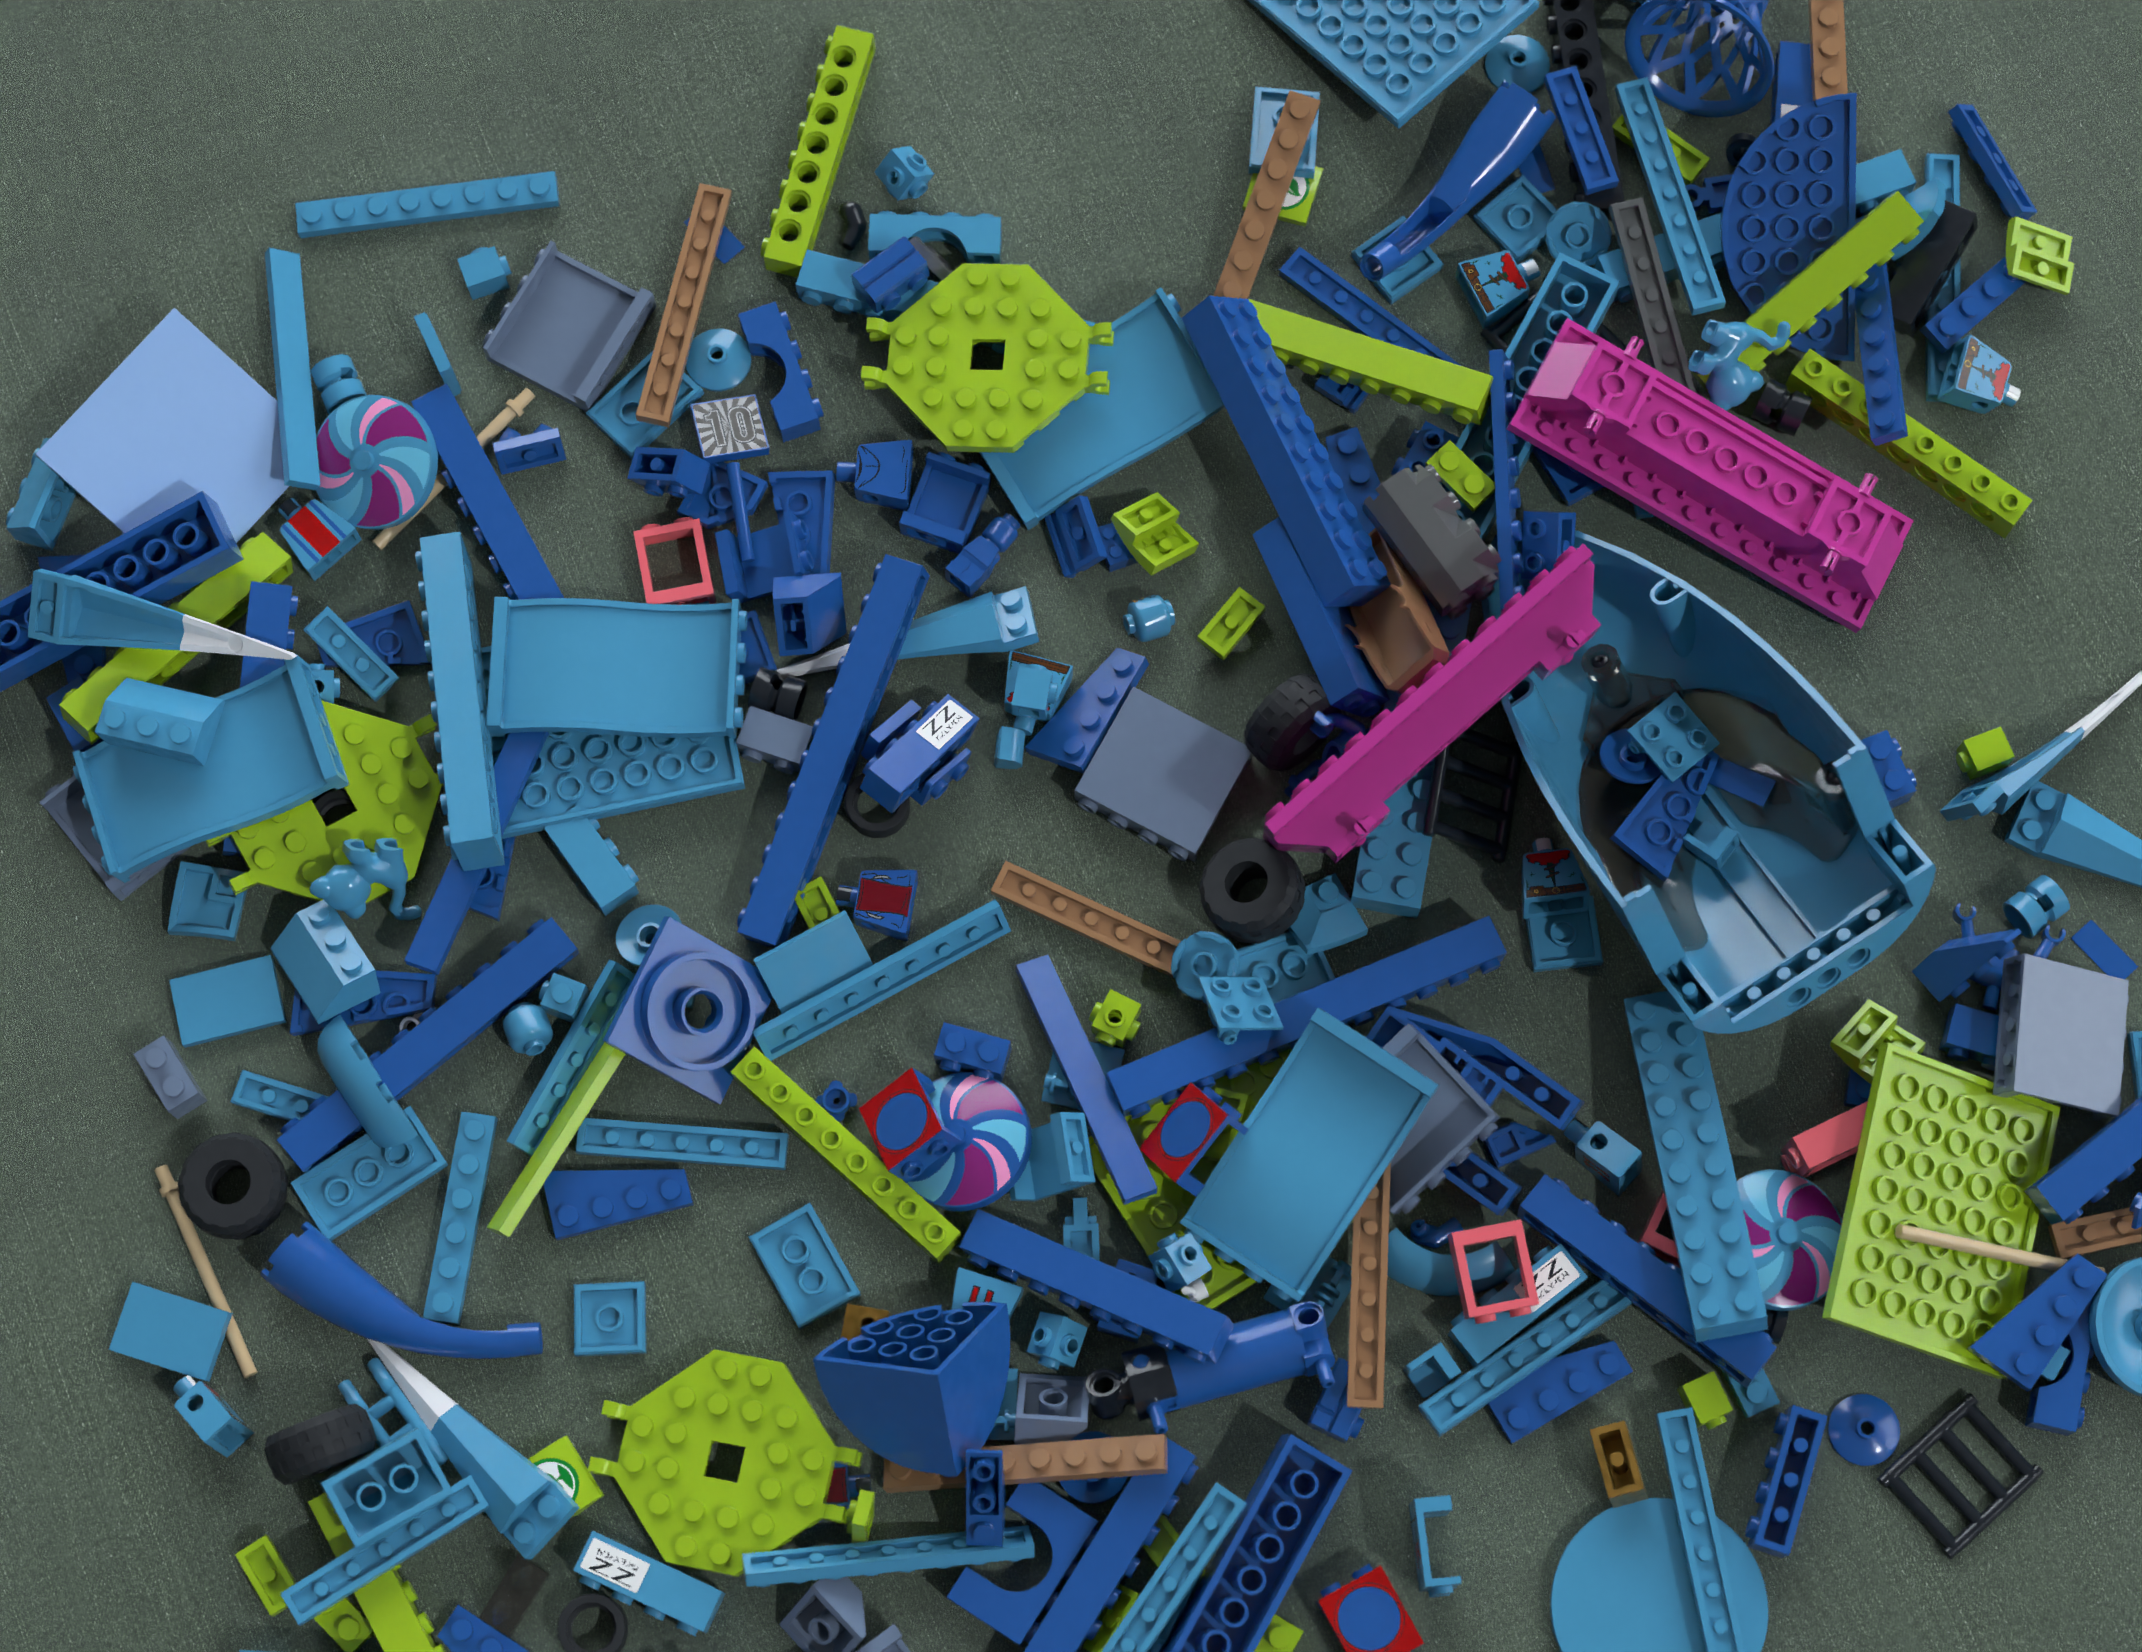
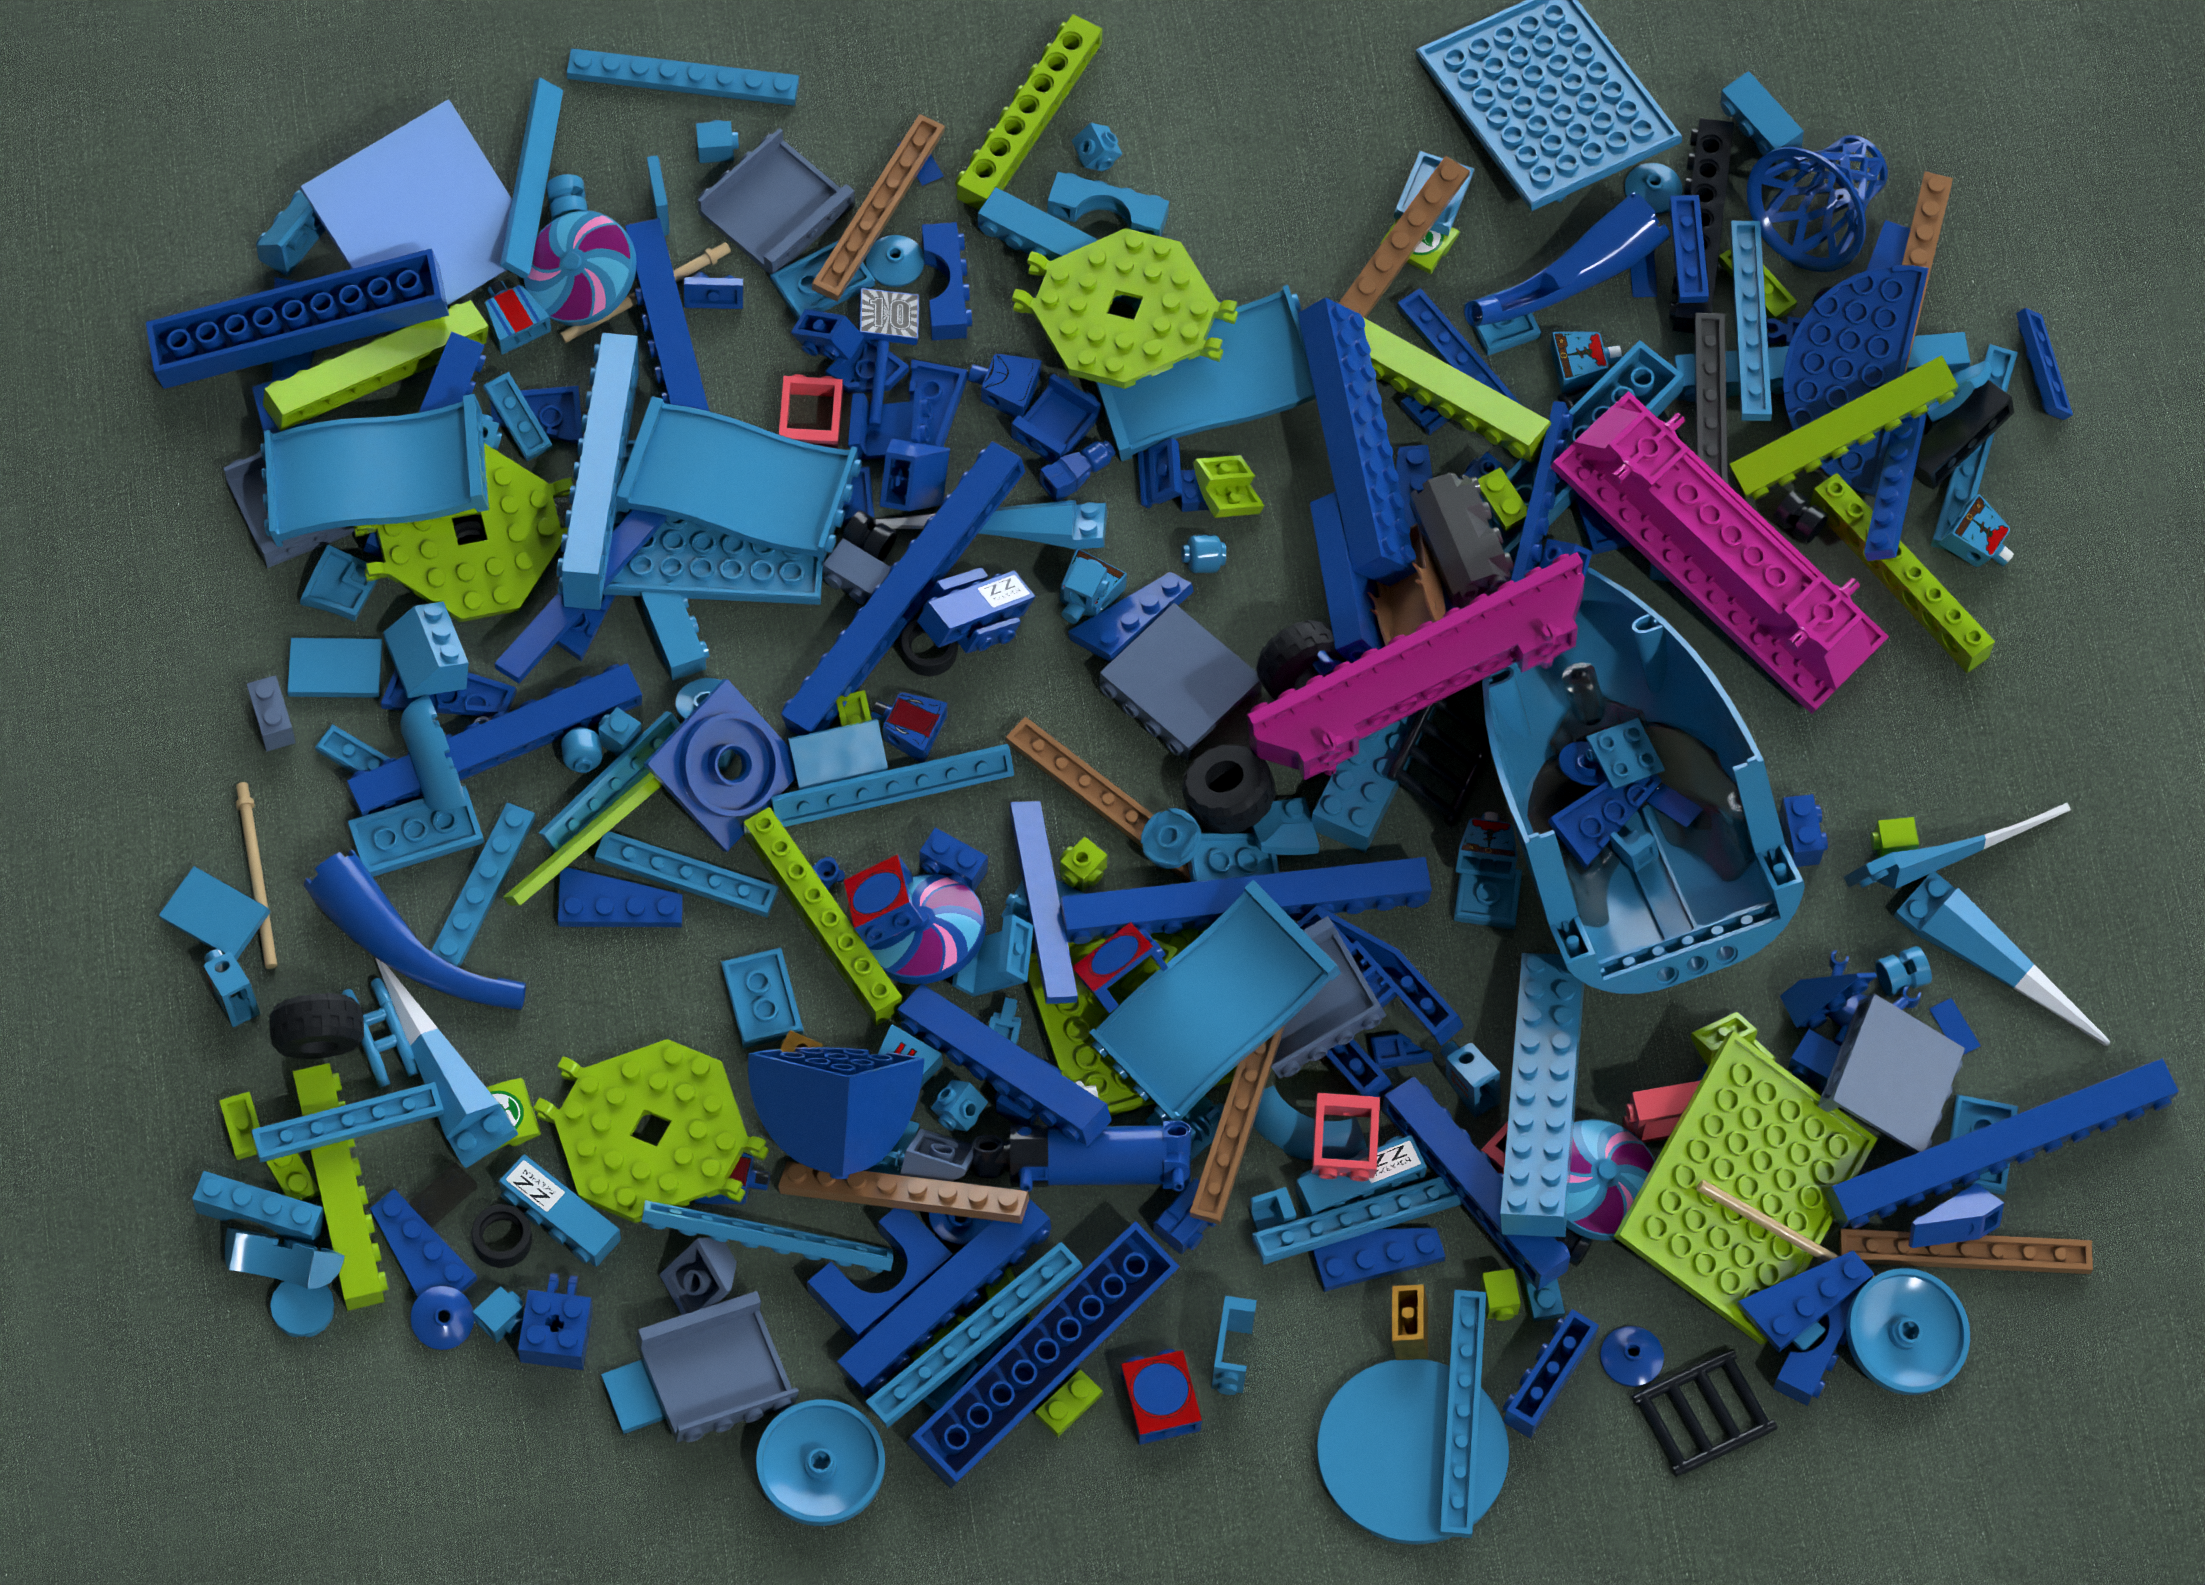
camera: 10 degrees right, 10 degrees down
(92, 614) = (314, 323): dark azure plate -> none
(160, 721) = (345, 421): dark azure slope -> none
(206, 1167) = (294, 786): black tyre -> none
(350, 885) = (465, 594): dark azure animal -> none
(386, 1487) = (362, 1068): dark azure slope -> none
(610, 1319) = (585, 998): dark azure tile -> none
(856, 224) = (1044, 178): black arm -> none
(861, 1516) = (754, 1197): lime plate -> none
(891, 275) = (1060, 223): blue brick -> none
(934, 260) = (1098, 217): flat silver tile -> none
(985, 1497) = (862, 1204): blue slope -> none
(1009, 748) = (1054, 629): dark azure brick -> none
(1179, 1261) = (1081, 1061): dark azure brick -> none
(1231, 623) = (1273, 576): lime plate -> none
(1238, 1005) = (1189, 869): dark azure hinge -> none
(1432, 1235) = (1300, 1103): blue arm -> none
(1517, 218) = (1618, 312): dark azure tile -> none
(1578, 232) = (1665, 332): dark azure tile -> none
(1729, 378) = (1758, 479): dark azure animal -> none
(1971, 307) = (1997, 473): blue plate -> none
(2039, 255) = (2061, 448): lime slope -> none

